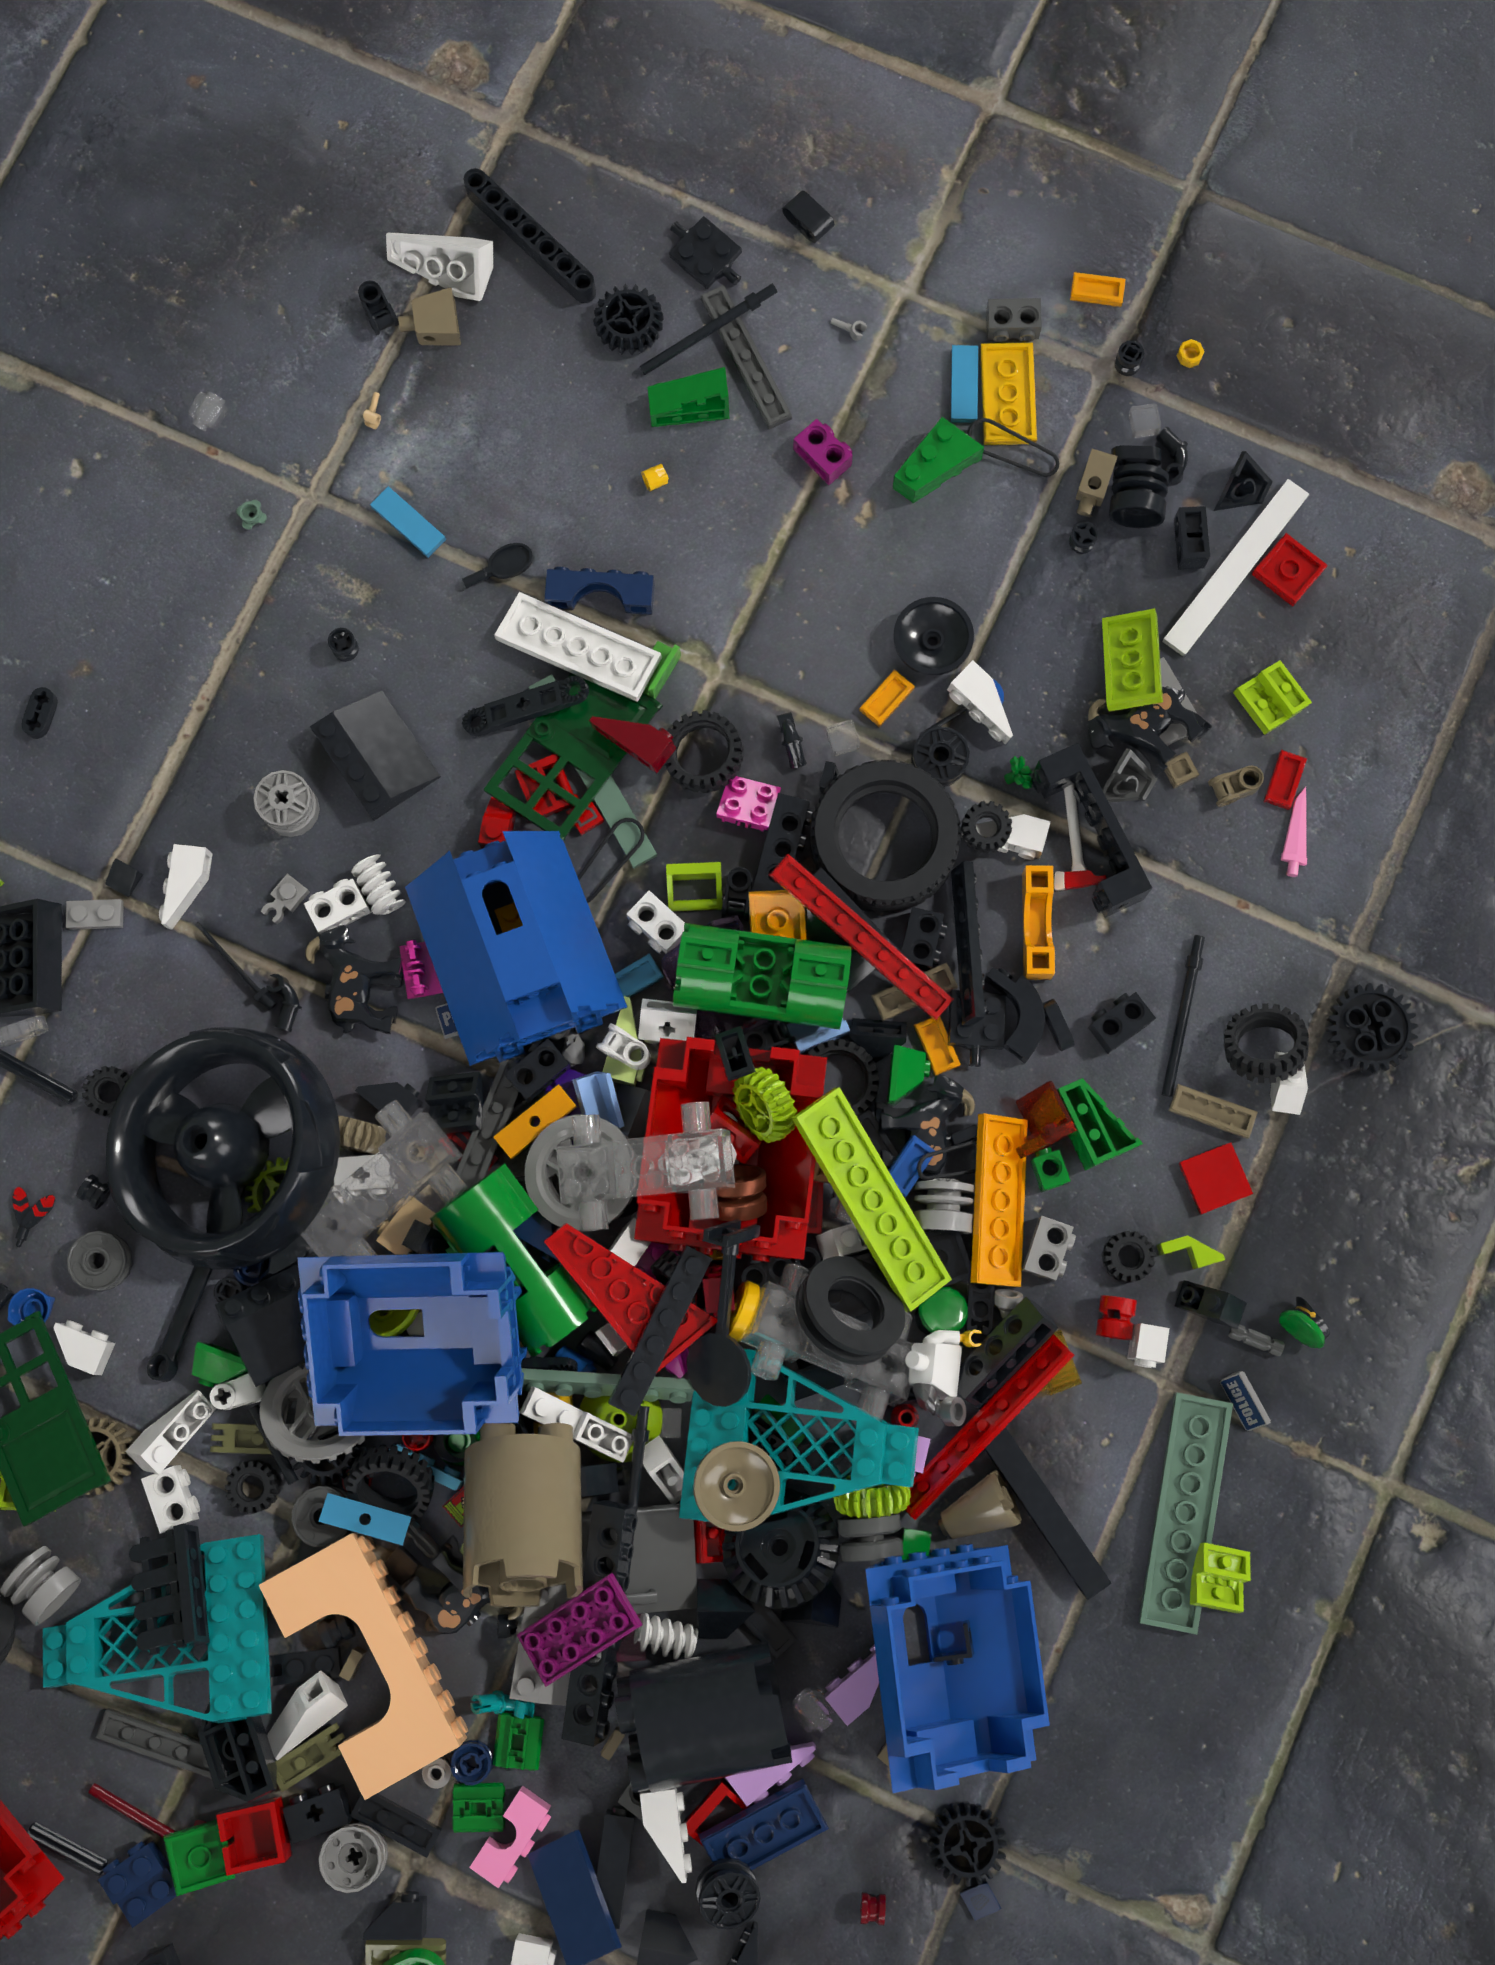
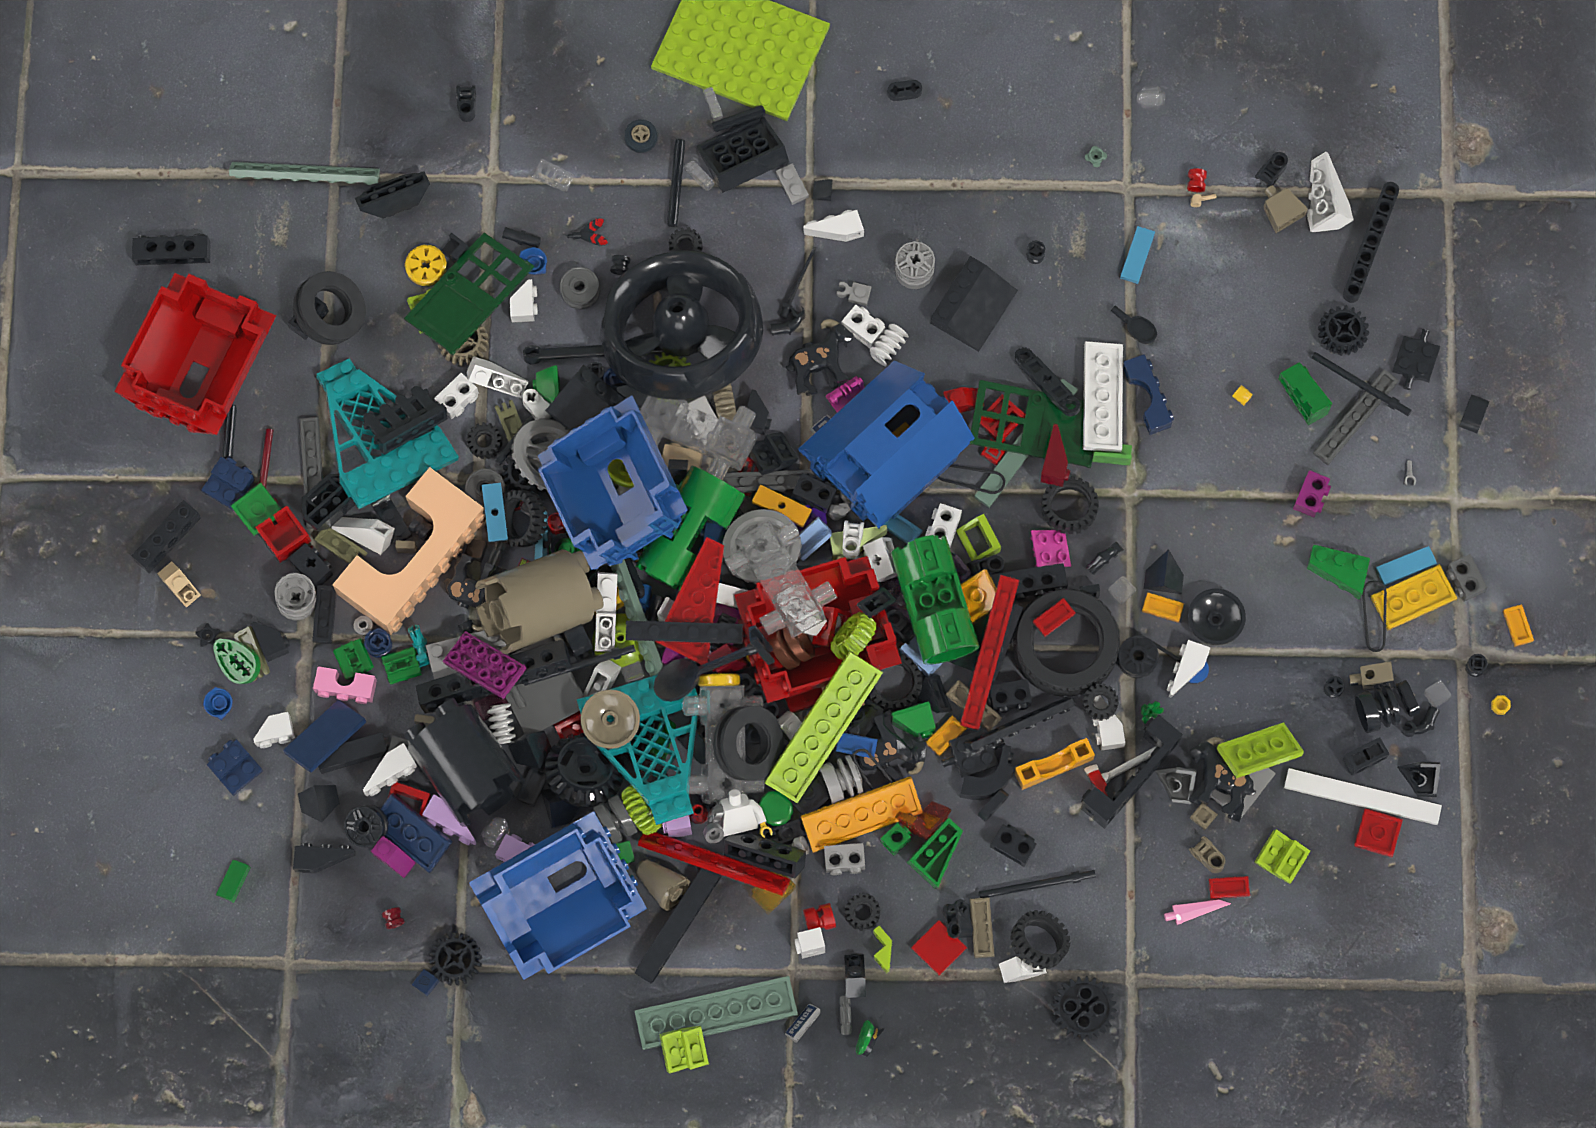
camera: 65 degrees right, 5 degrees down
(38, 1583) = (374, 344): light grey wheel -> none
(344, 404) = (1196, 181): none -> red wheel
(786, 1872) = (393, 857): none -> magenta slope
(847, 678) = (1164, 575): none -> black slope
(852, 834) = (1054, 617): none -> red tile
(957, 1657) = (573, 909): black bracket -> none
(1193, 1137) = (958, 920): none -> black piece

